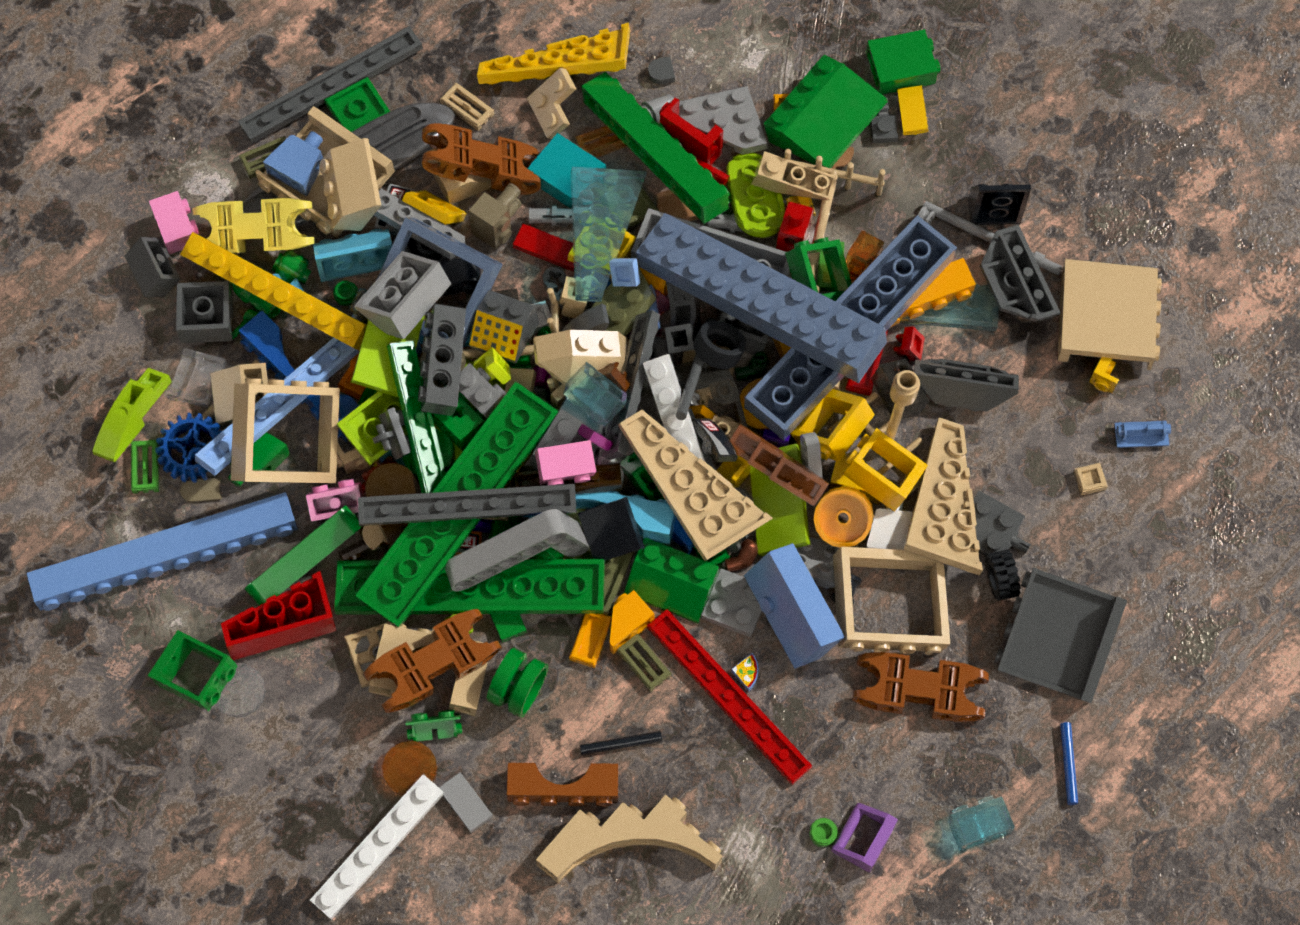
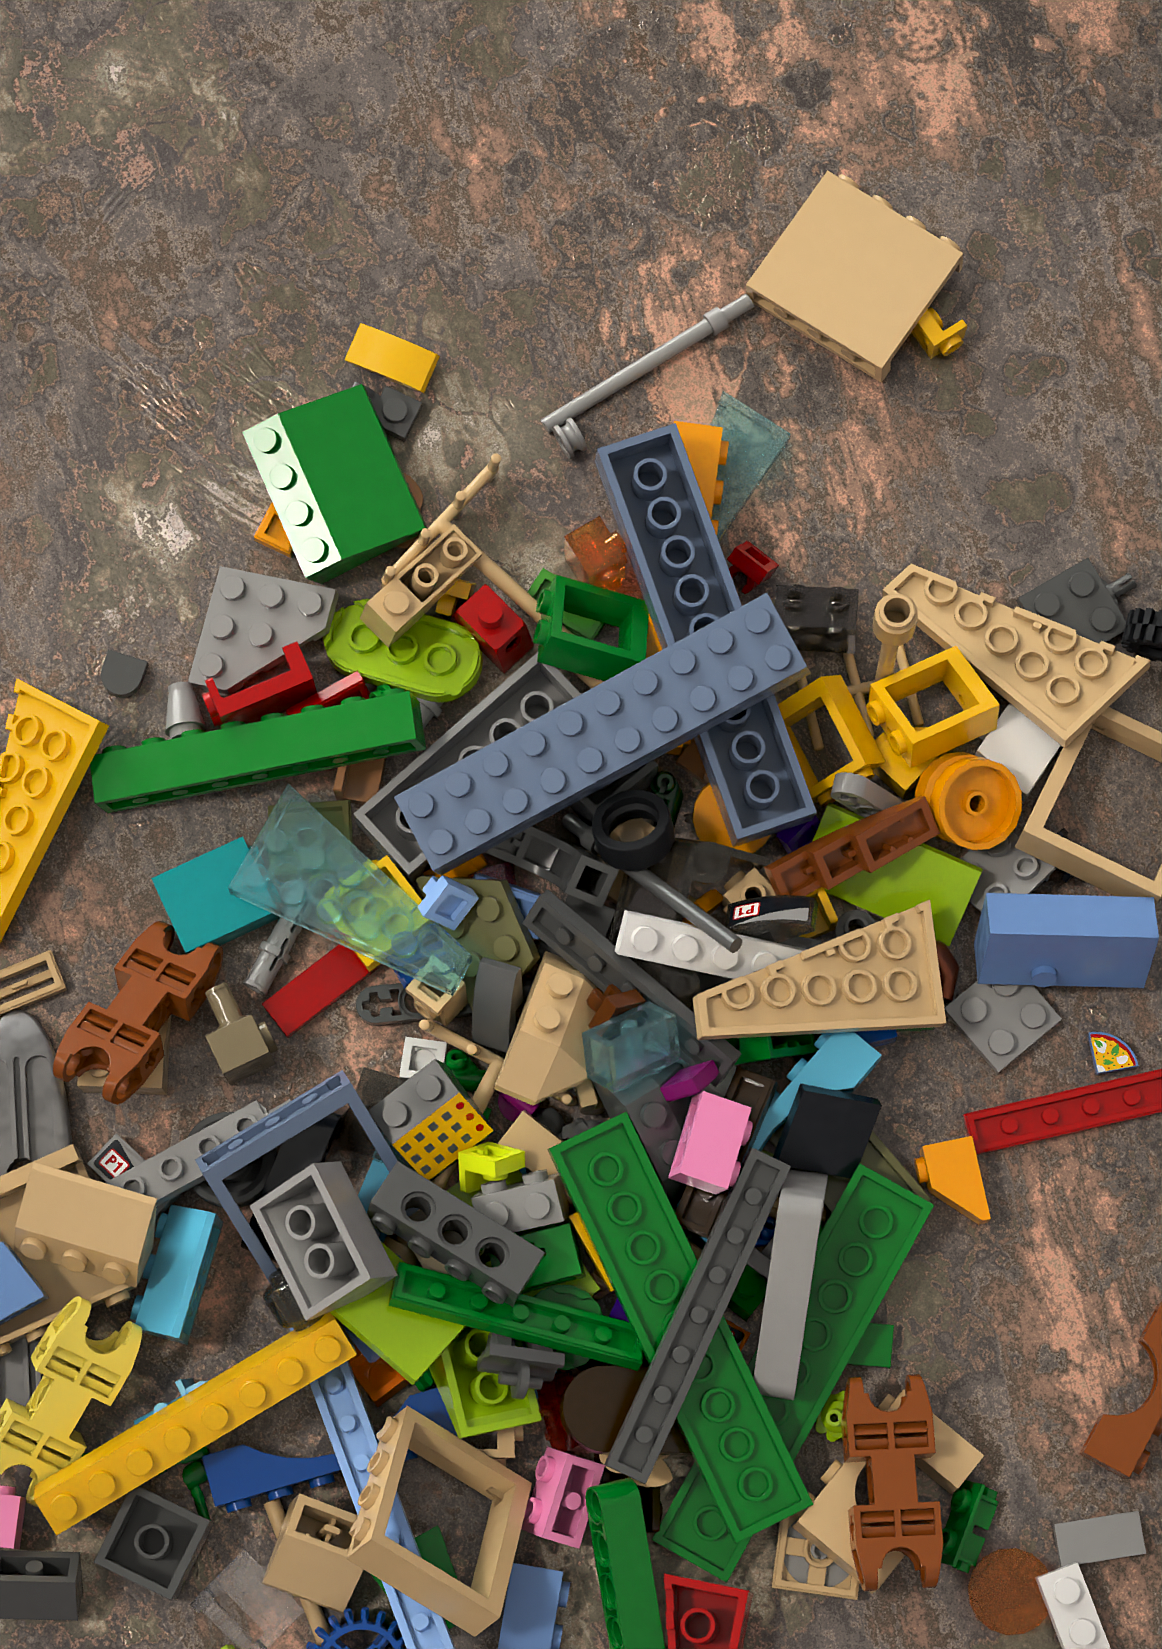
camera: 60 degrees left, 10 degrees up
(291, 266) = (151, 1379): green head -> none
(345, 292) = (230, 1318): green plate -> none
(434, 206) = (171, 1119): yellow plate -> none
(517, 682) = (969, 1382): green wheel -> none
(547, 99) = (87, 868): tan plate -> none
(590, 639) = (953, 1244): light orange tile -> none
(600, 147) = (185, 852): clear orange tile -> none
(619, 743) = (1122, 1280): black bar -> none
(658, 680) = (1059, 1180): olive tile -> none
(672, 580) = (930, 1085): green slope -> none
(902, 61) = (307, 328): green brick -> none
(965, 384) = (853, 523): dark grey wedge -> none
(997, 204) = (606, 323): black slope -> none
(1016, 277) = (741, 366): dark grey wedge -> none
(1090, 479) = (1074, 440): tan tile -> none
(1142, 434) = (1047, 333): medium blue hinge -> none

